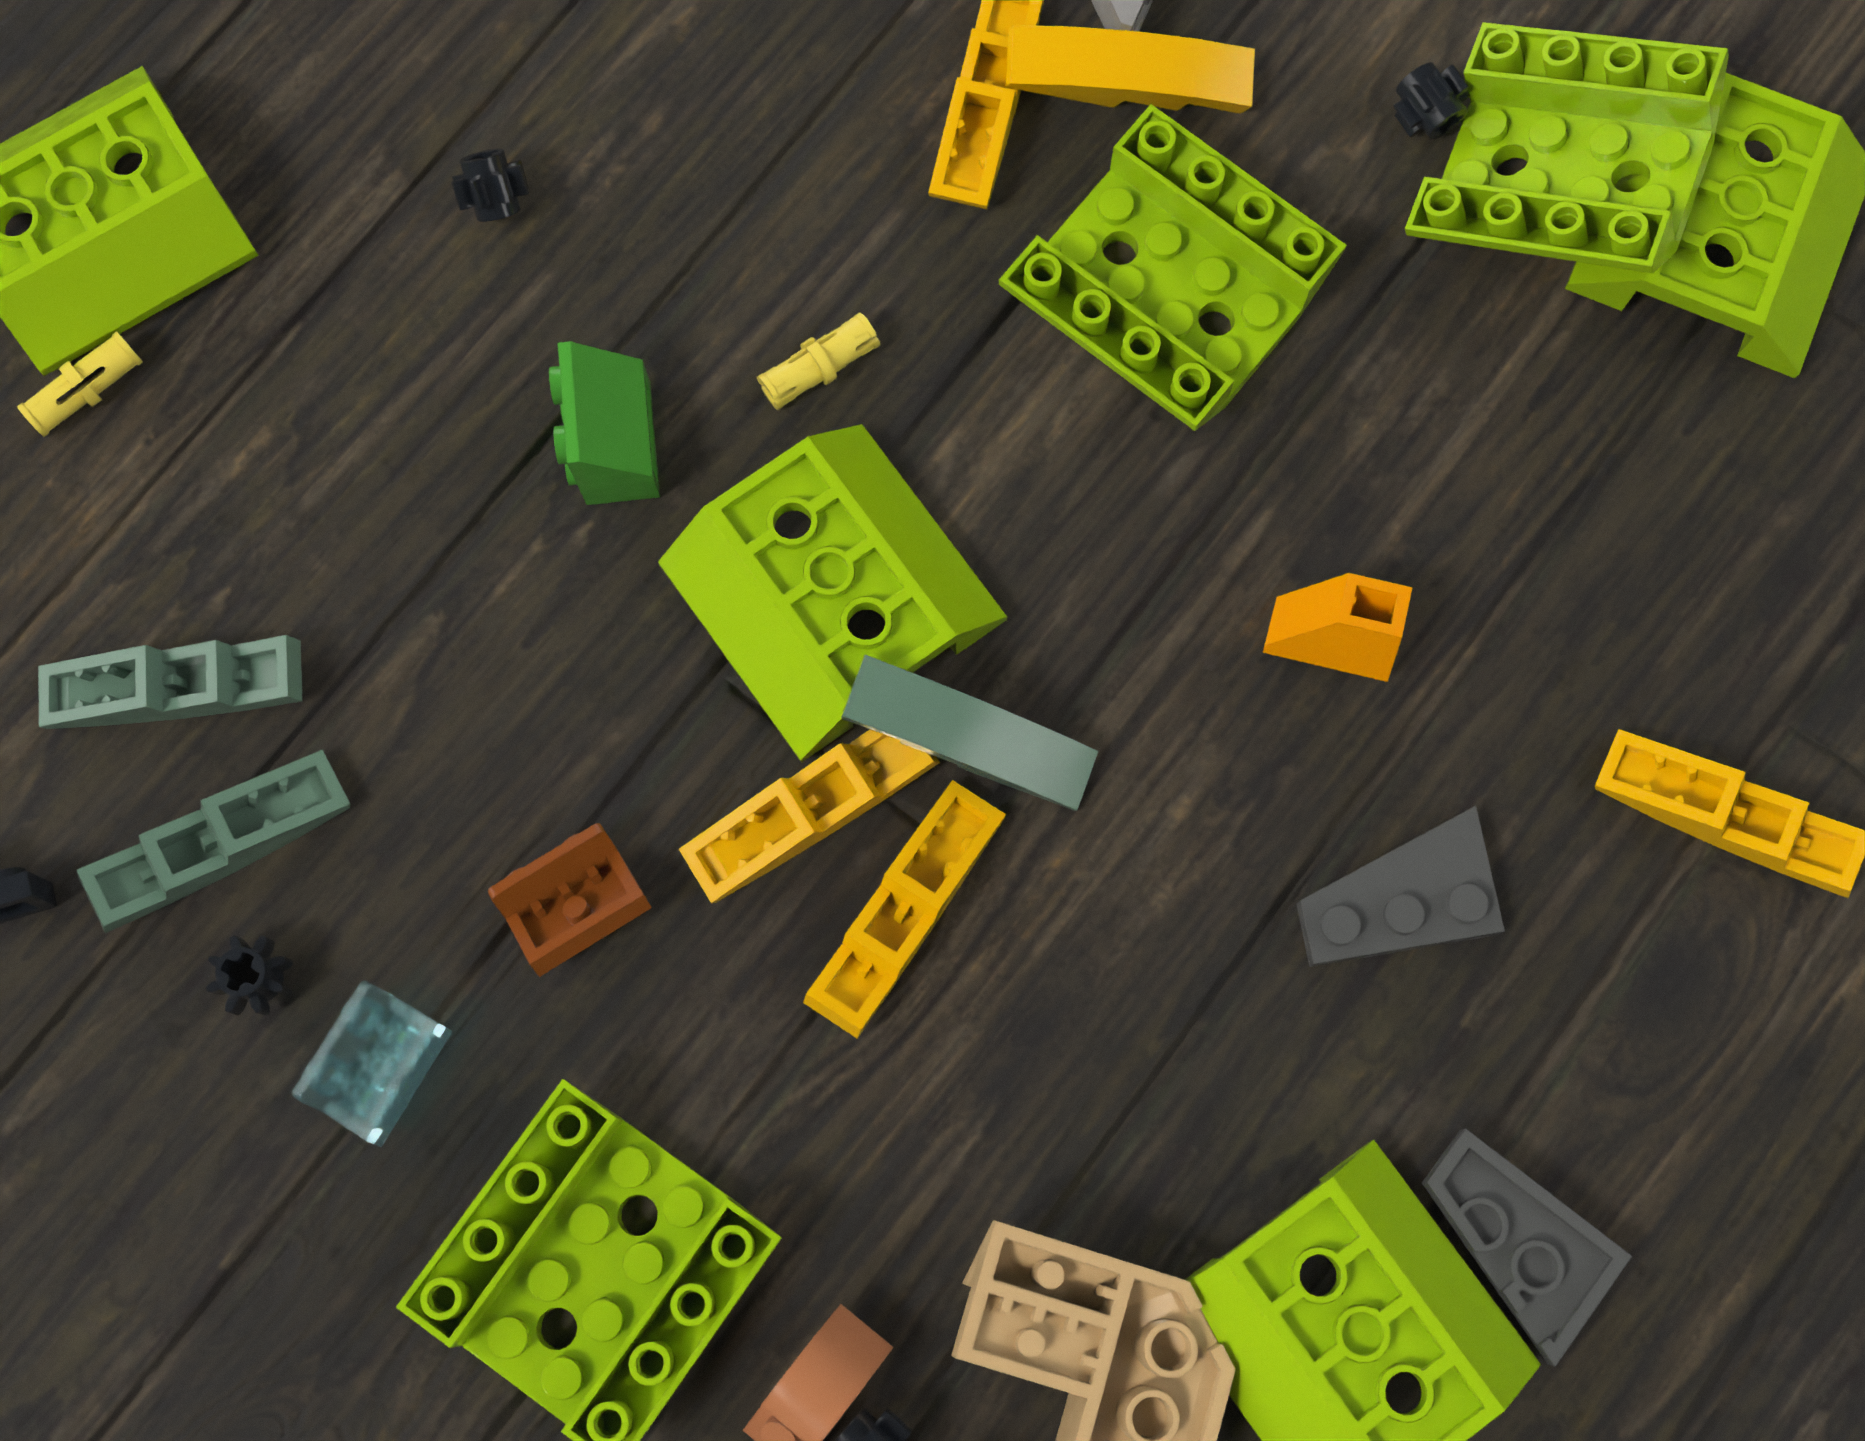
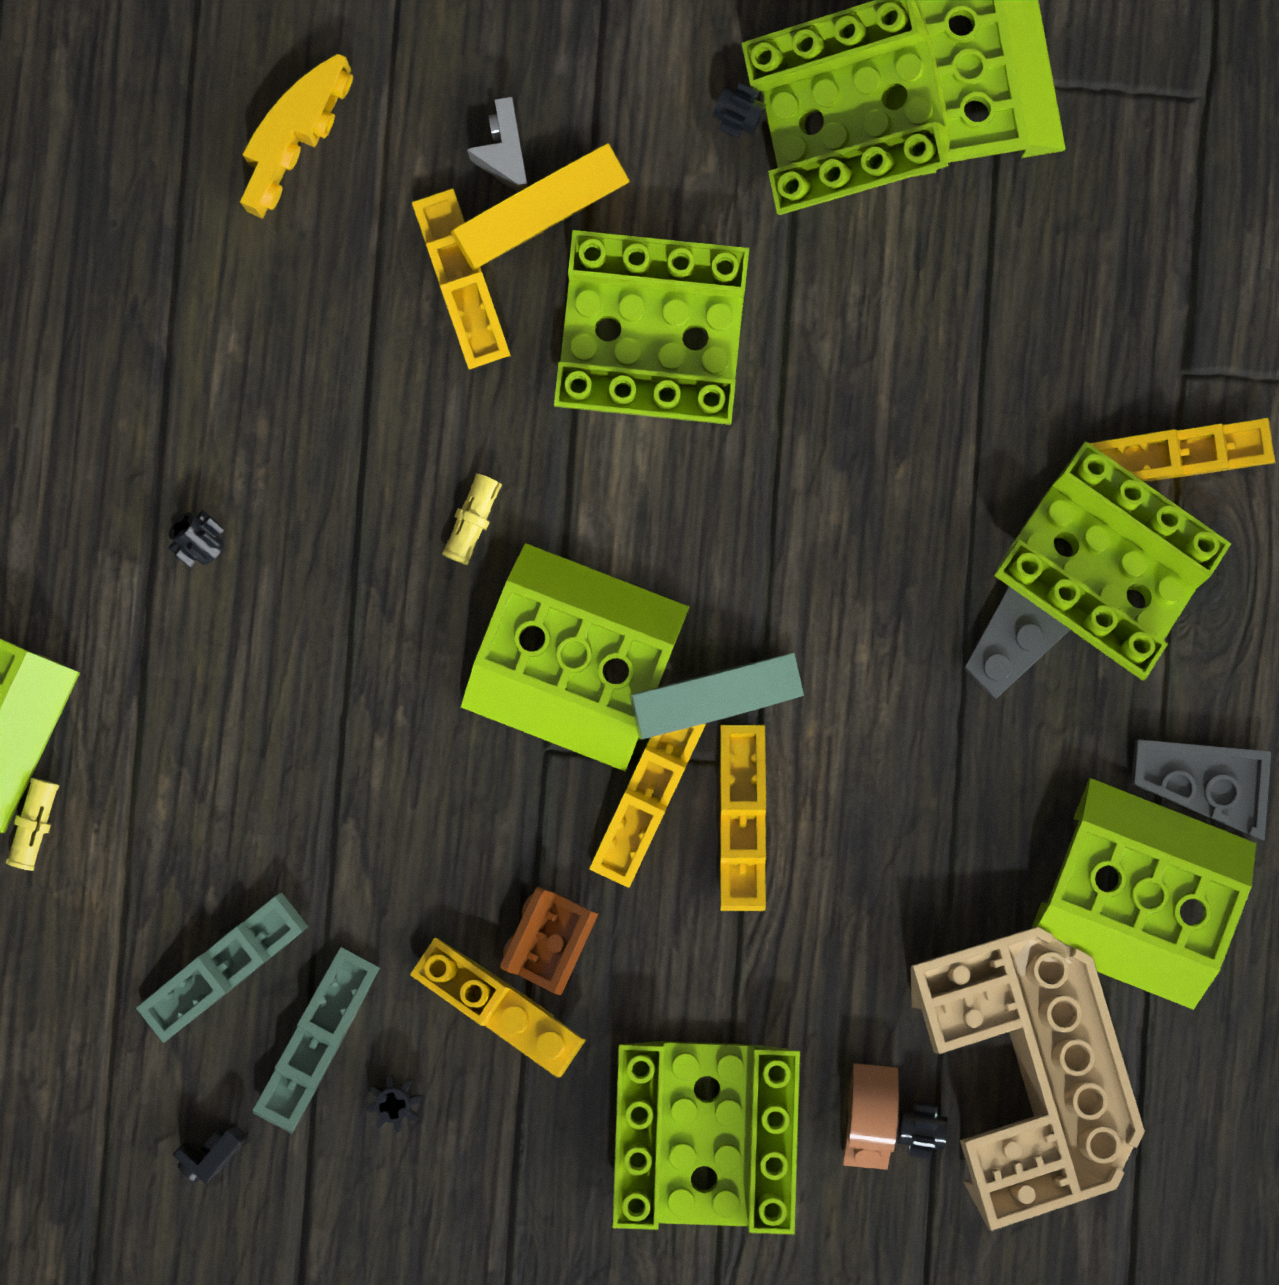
camera: 30 degrees left, 10 degrees up
(371, 1063) = (500, 1104): clear light blue bracket -> none
(454, 941) = (498, 1006): none -> yellow slope
(606, 424) = (377, 645): bright green slope -> none
(1341, 625) = (889, 488): light orange slope -> none
(1591, 869) = (1120, 541): none -> lime slope

